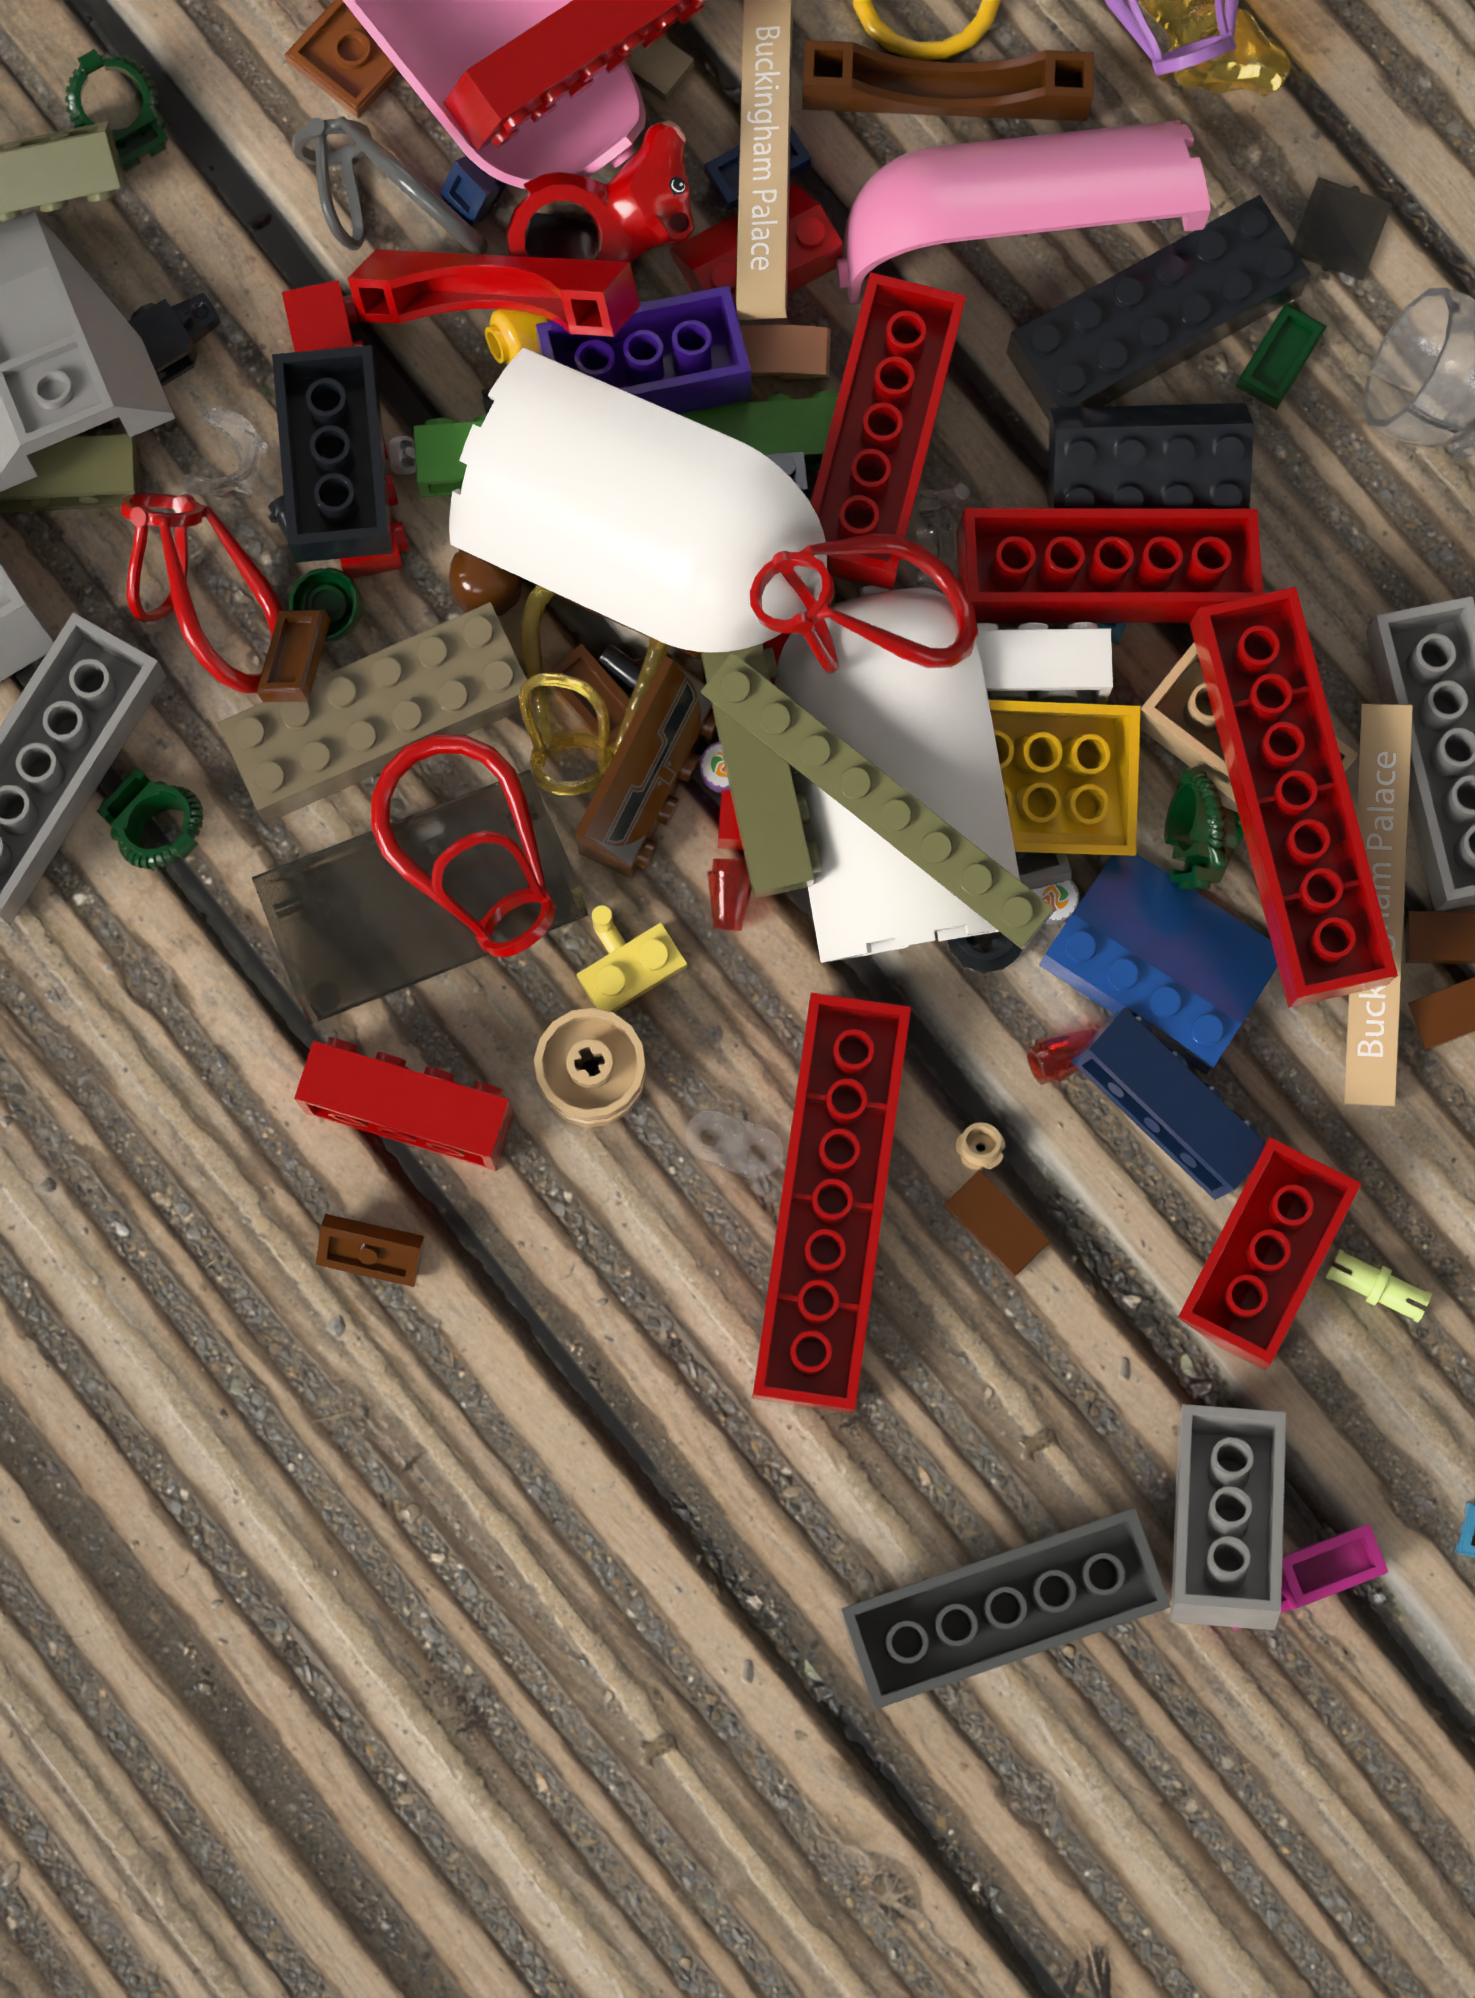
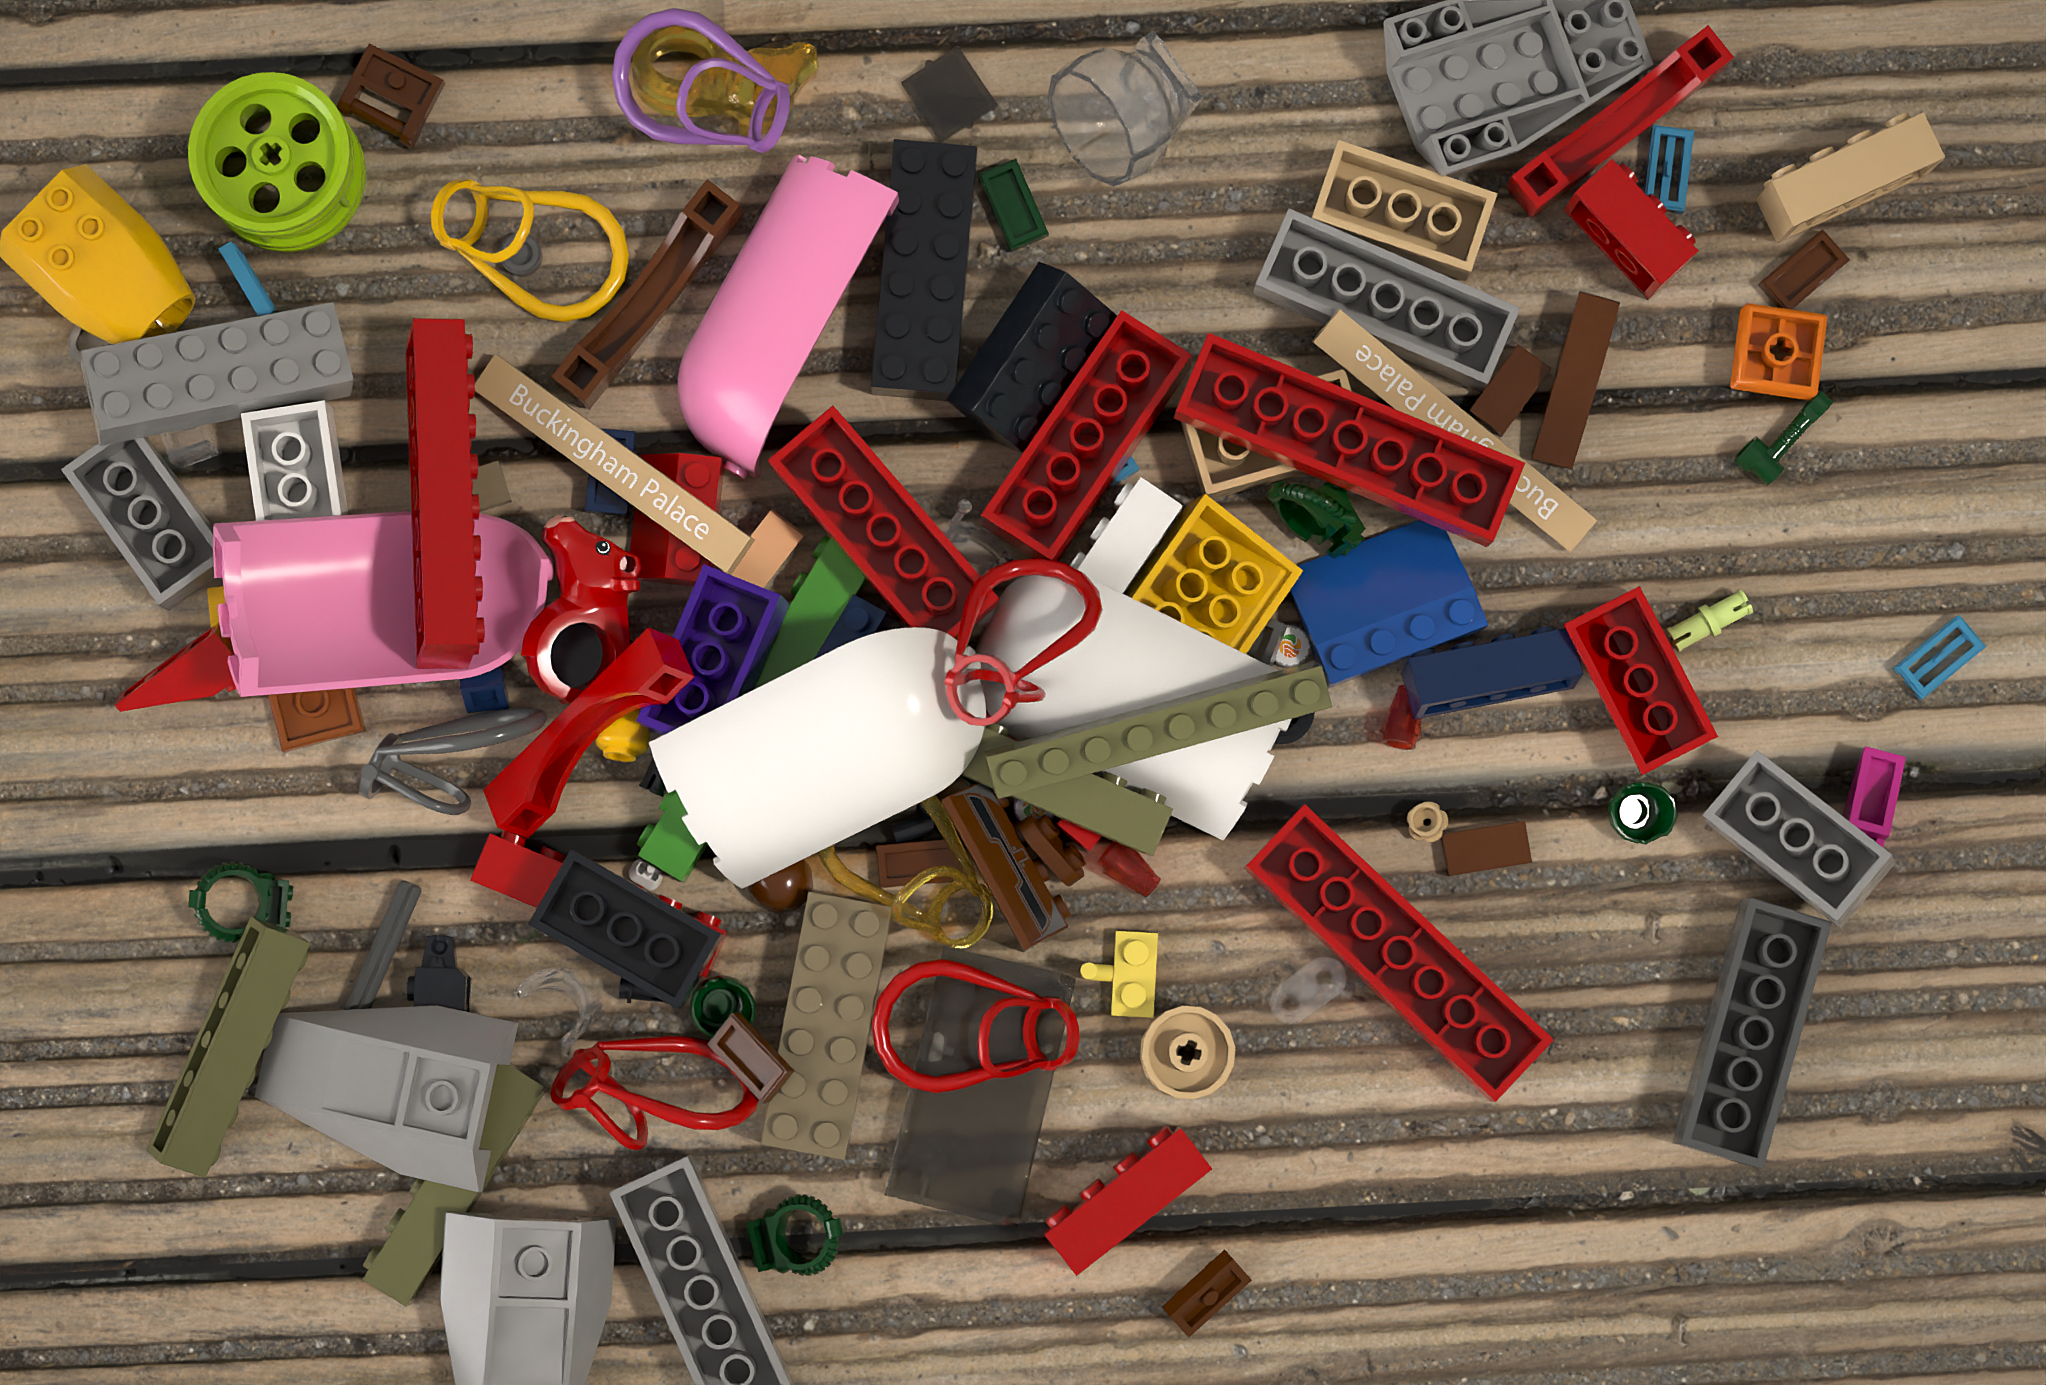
camera: 55 degrees left, 5 degrees up
(169, 266) = (384, 946): none -> dark grey axle
(698, 790) = (1043, 838): none -> reddish brown plate
(1142, 1347) = (1642, 812): none -> dark green hair

